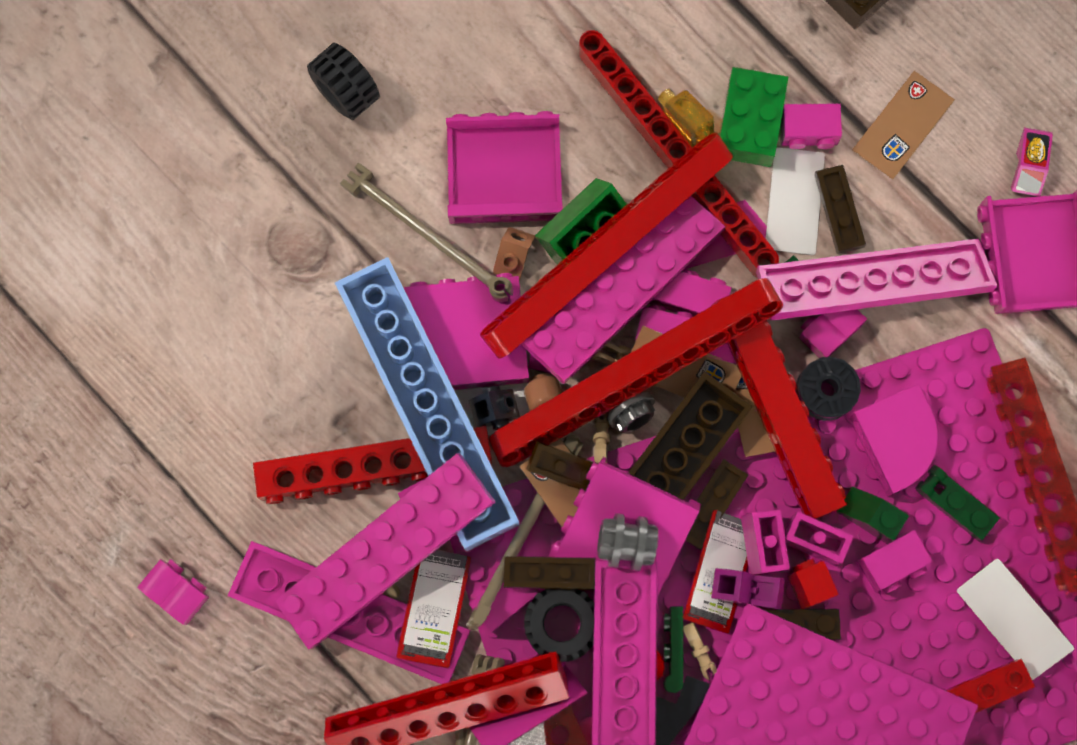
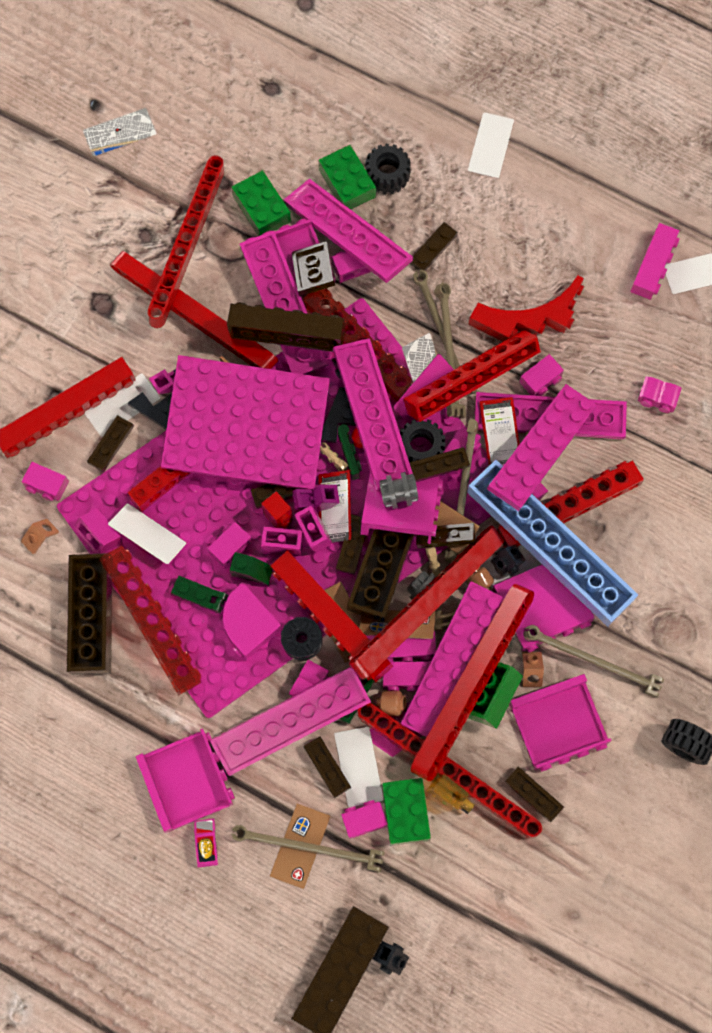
camera: 160 degrees right, 5 degrees down
(337, 679) = (542, 376): none -> dark pink brick
(572, 89) = (534, 794): none -> dark brown plate
(725, 263) = (392, 703): none -> nougat head
(816, 77) = (370, 859): none -> dark tan hinge

